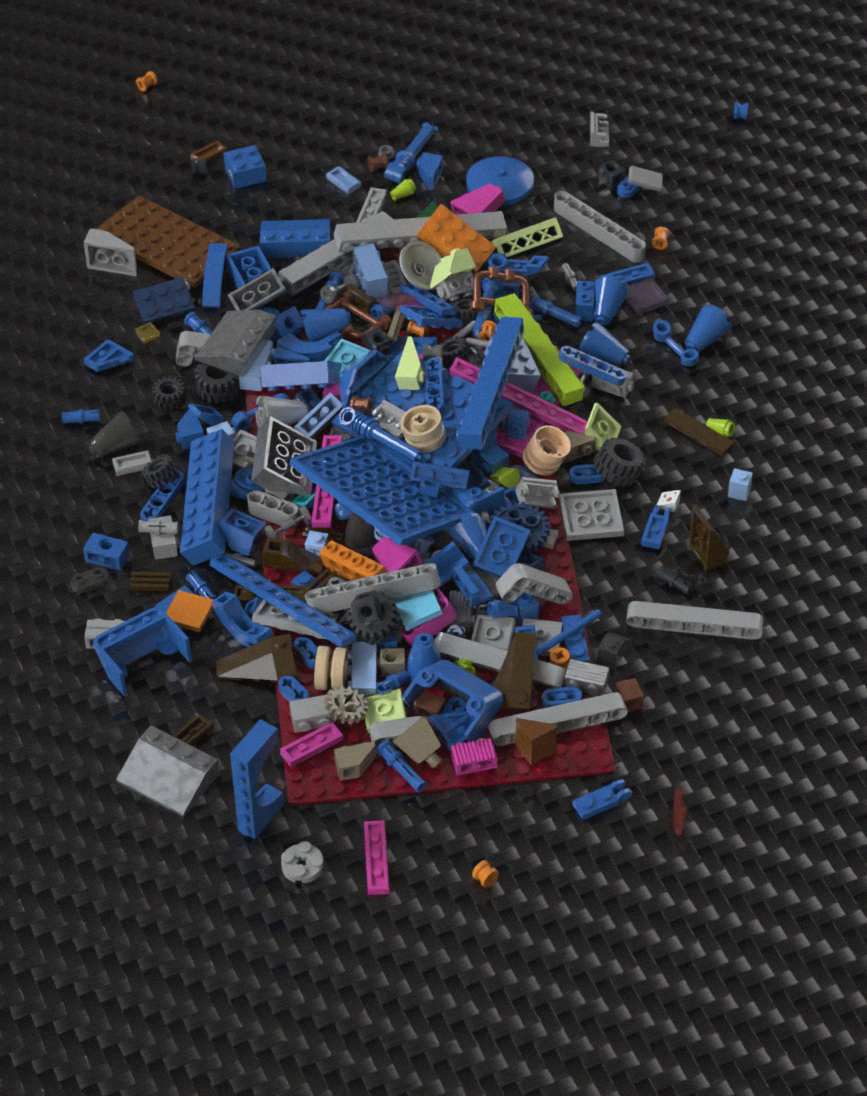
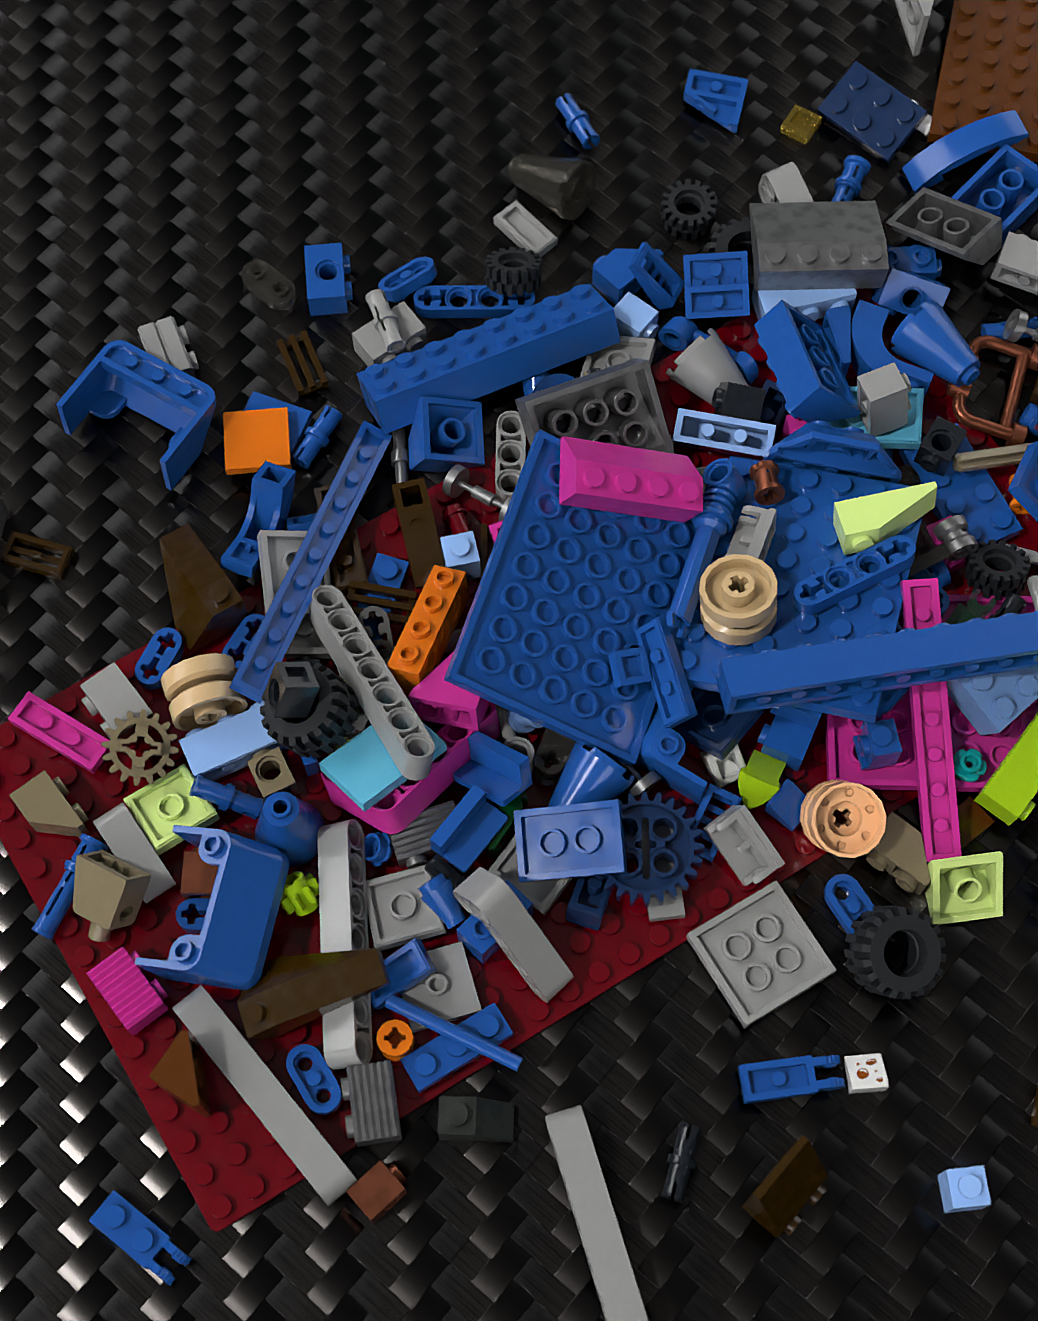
camera: 65 degrees right, 20 degrees up
(130, 517) = (408, 279): none -> blue plate
(230, 390) = (716, 285): none -> blue slope
(306, 402) = (738, 401): none -> black brick
(336, 442) = (629, 480): none -> dark pink slope
(343, 347) = (883, 399): none -> light grey brick
(451, 726) = (164, 924): blue wing -> none

